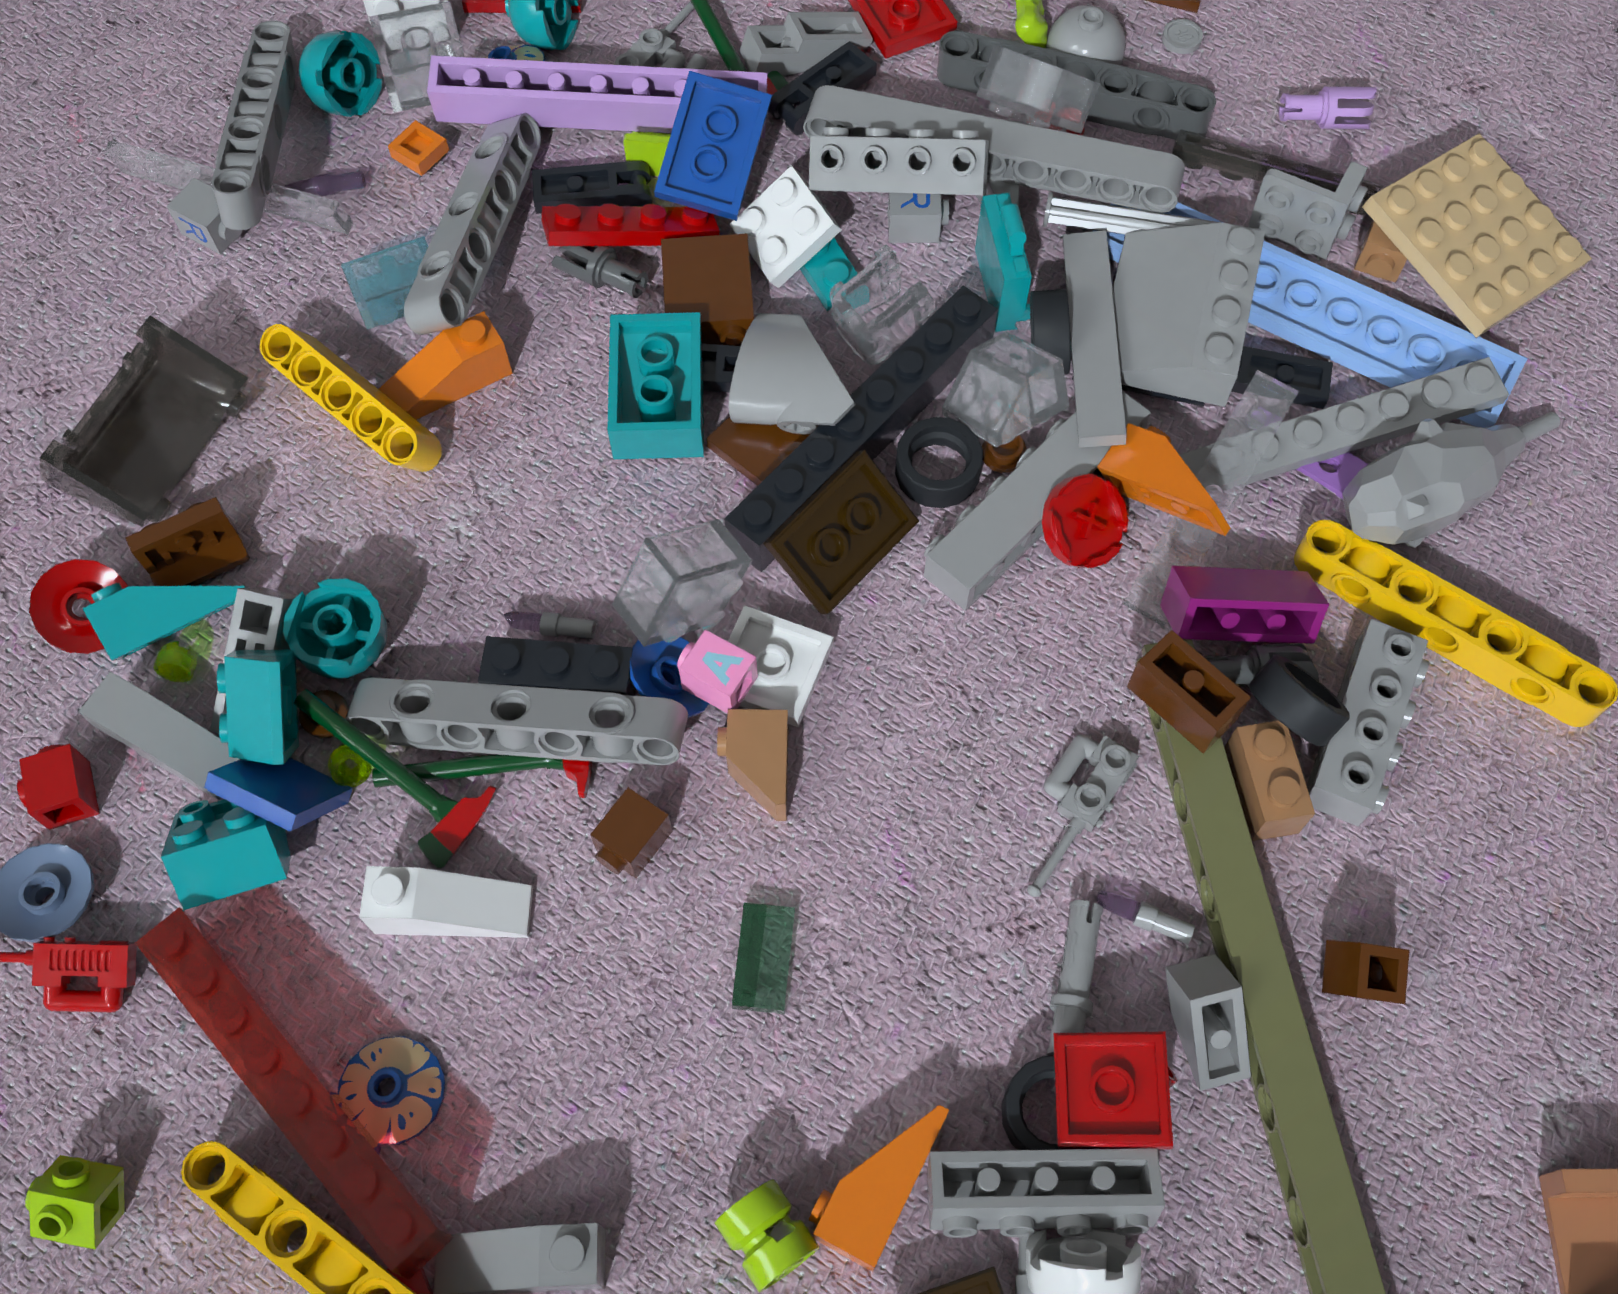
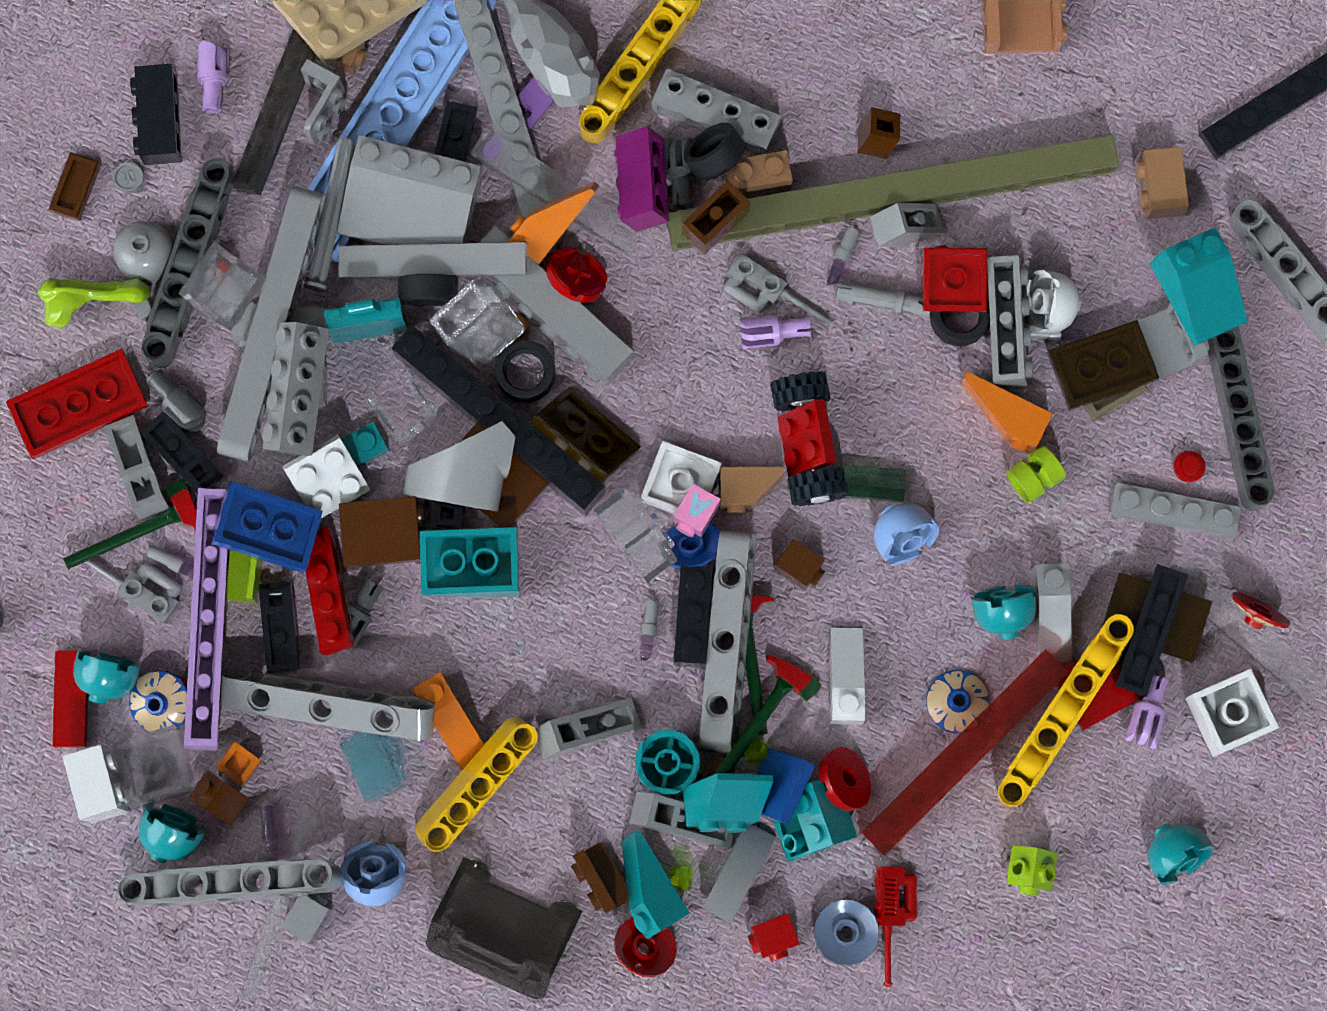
camera: 90 degrees left, 15 degrees up
(243, 274) = (373, 873): none -> light blue cylinder
(276, 918) = (846, 763): none -> red tile
(373, 117) = (218, 797): none -> reddish brown brick
(411, 537) = (587, 728): none -> light grey slope
(530, 1168) = (1005, 610): none -> teal cylinder
(673, 996) = (903, 531): none -> light blue cylinder
(834, 840) = (807, 439): none -> plate
(893, 77) = (178, 402): none -> dark grey arm
(1013, 799) = (771, 330): none -> lavender arm
(1269, 53) = (156, 114): none -> black brick

